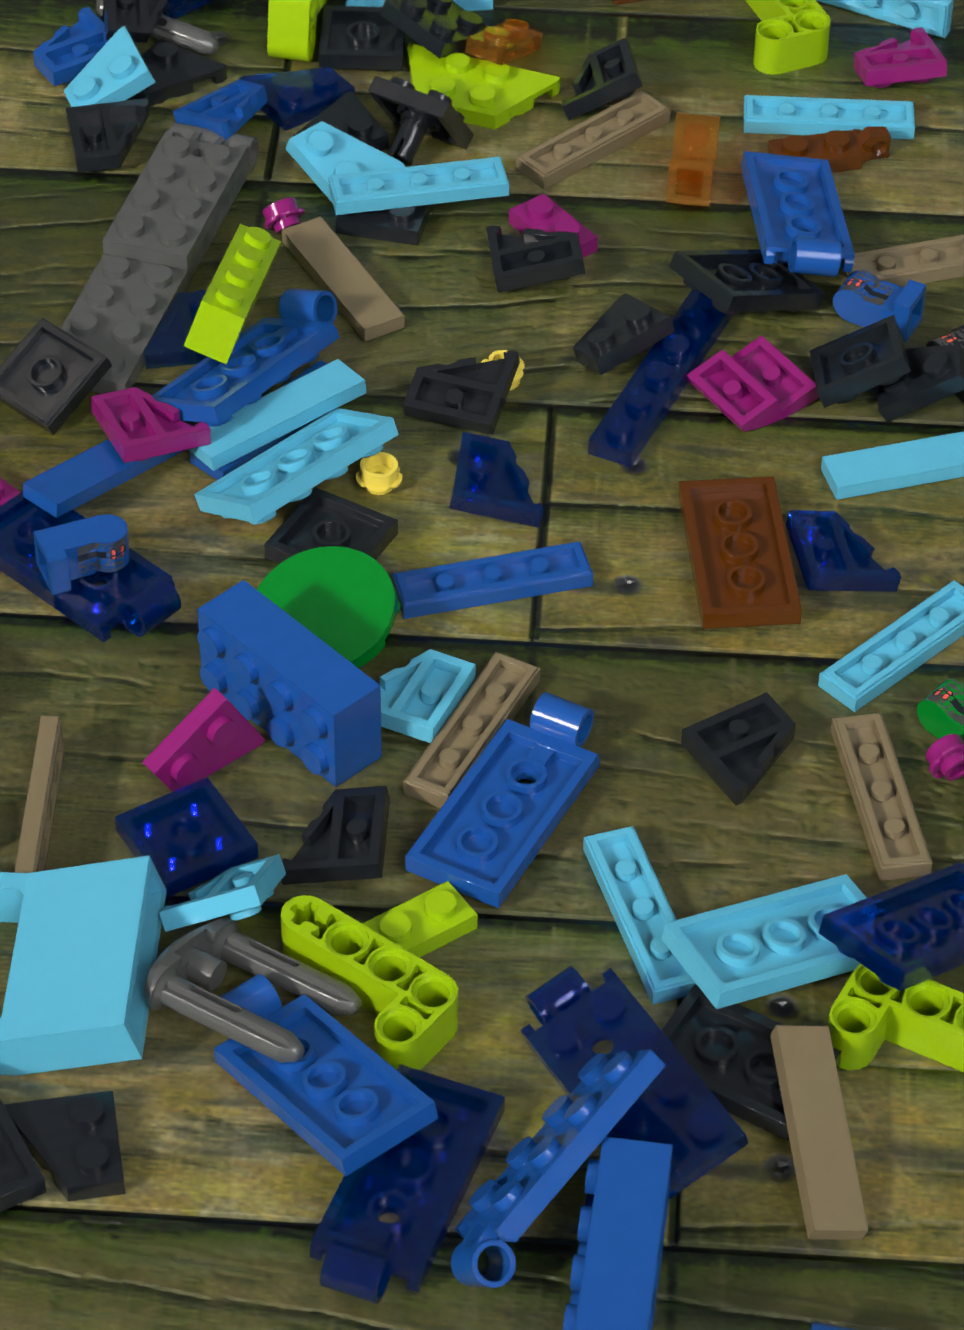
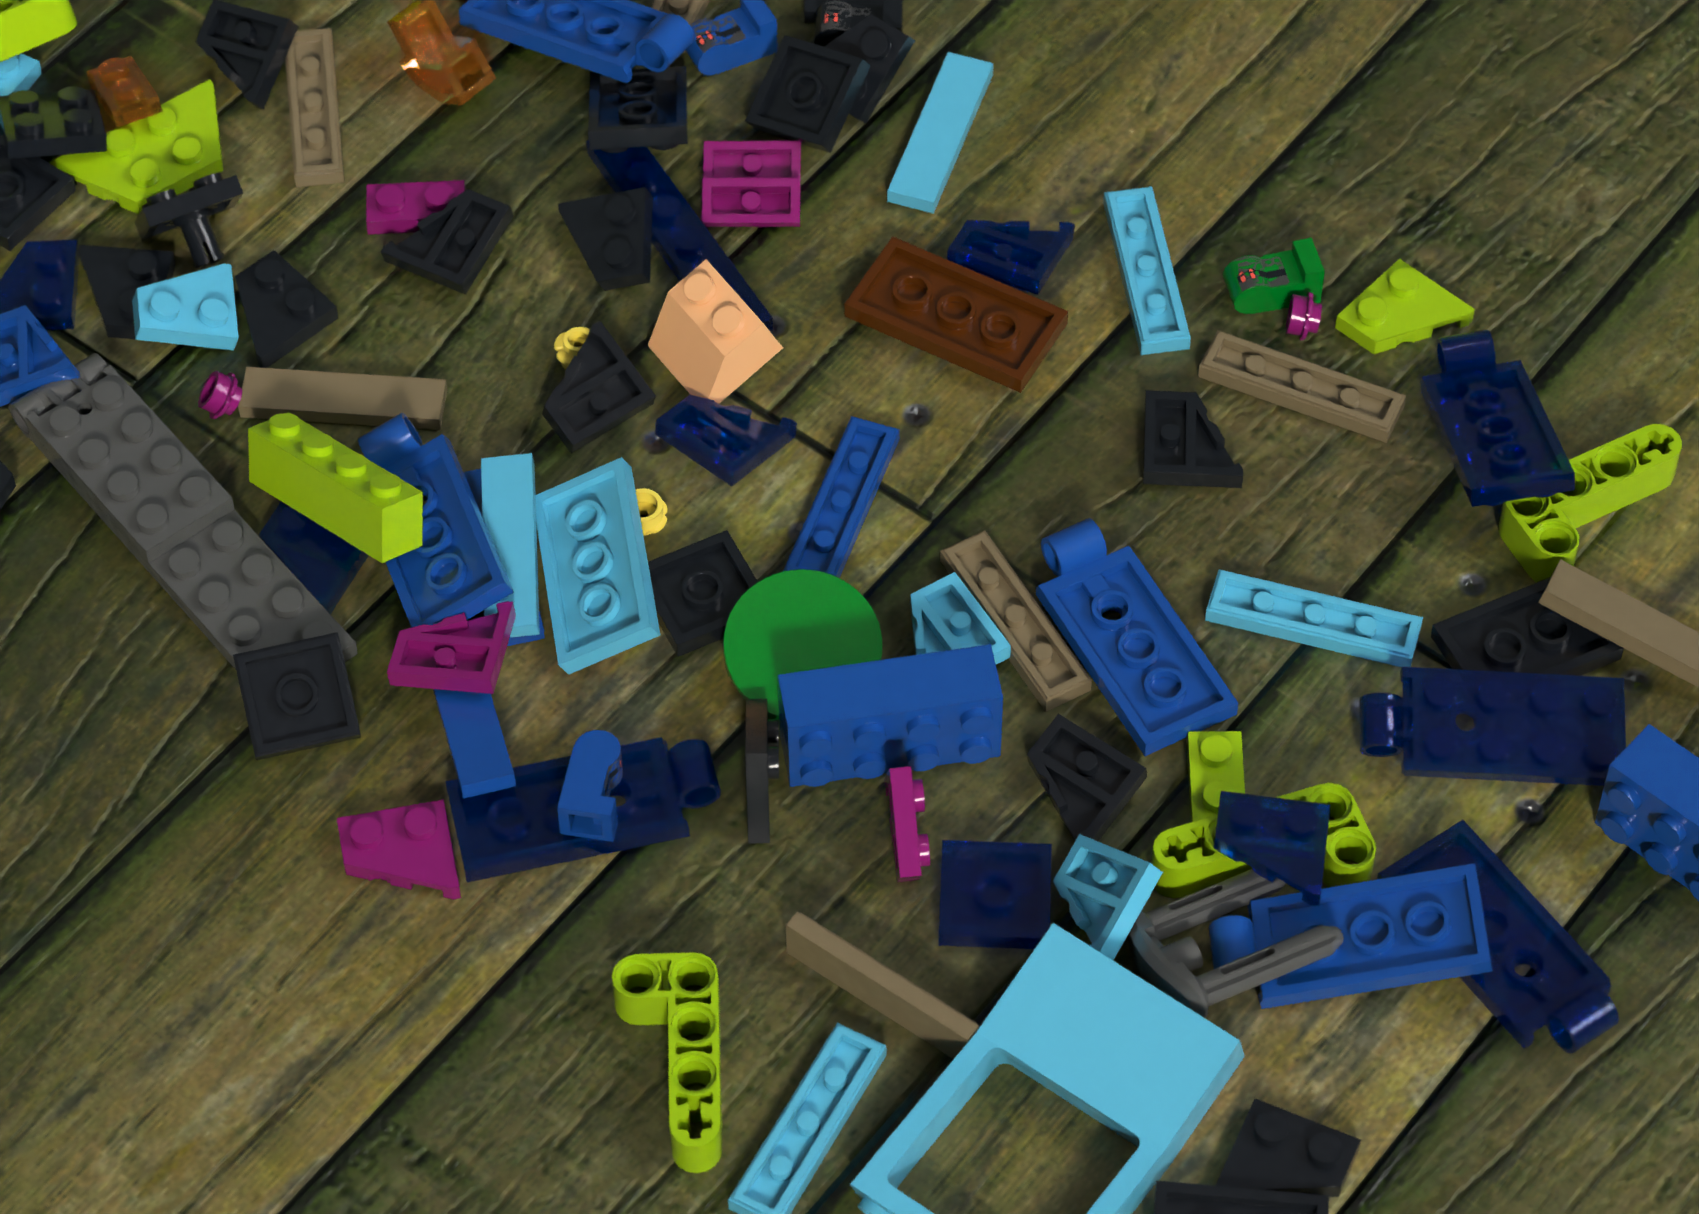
camera: 55 degrees left, 10 degrees up
(169, 645) = (761, 765): none -> black wing
(360, 968) = (1276, 838): none -> clear blue wing
(418, 185) = (286, 269): medium azure tile -> none
(547, 1161) = (1575, 796): blue hinge -> none
(576, 419) = (710, 335): none -> light nougat slope
(763, 942) = (1429, 544): medium azure plate -> none

